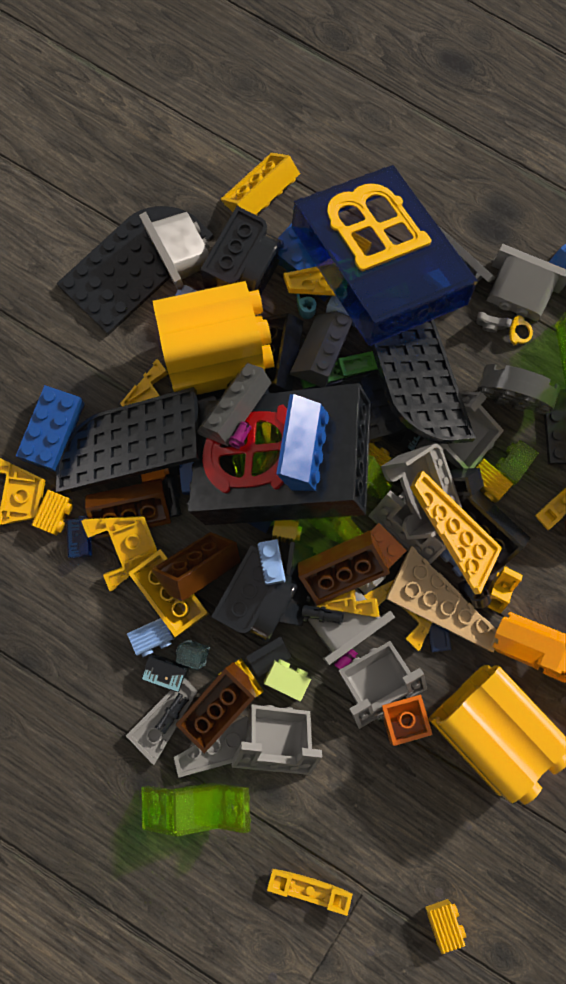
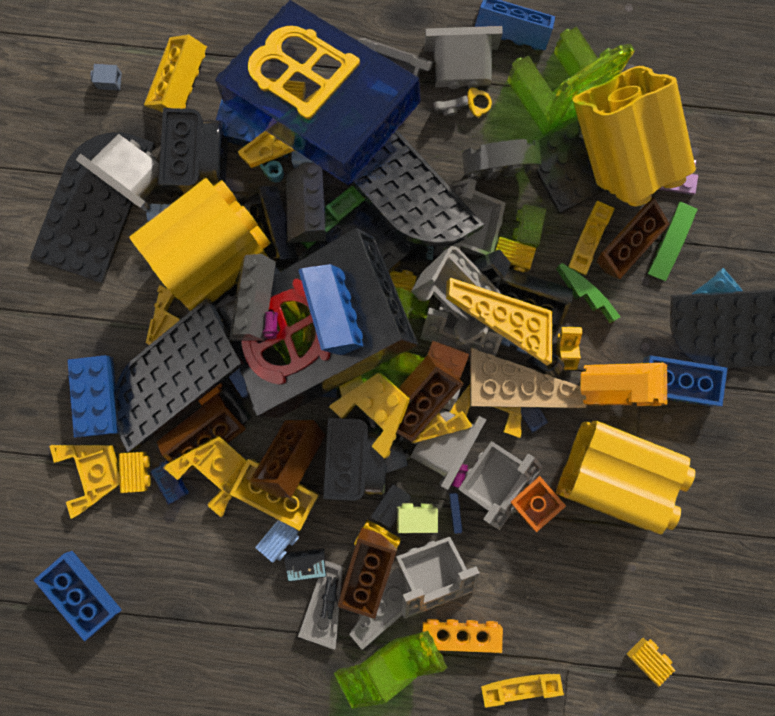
camera: 25 degrees left, 5 degrees up
(192, 654) = (322, 537): clear light blue brick -> none
(200, 160) = (106, 77): none -> sand blue brick
(271, 562) = (353, 425): light blue brick -> none
(301, 832) = (470, 643): none -> light orange brick
(306, 555) = (382, 403): none -> yellow wing
(322, 614) = (421, 447): black pin -> none
(325, 692) = (455, 513): none -> dark blue tile
(541, 542) = (591, 294): none -> bright green slope

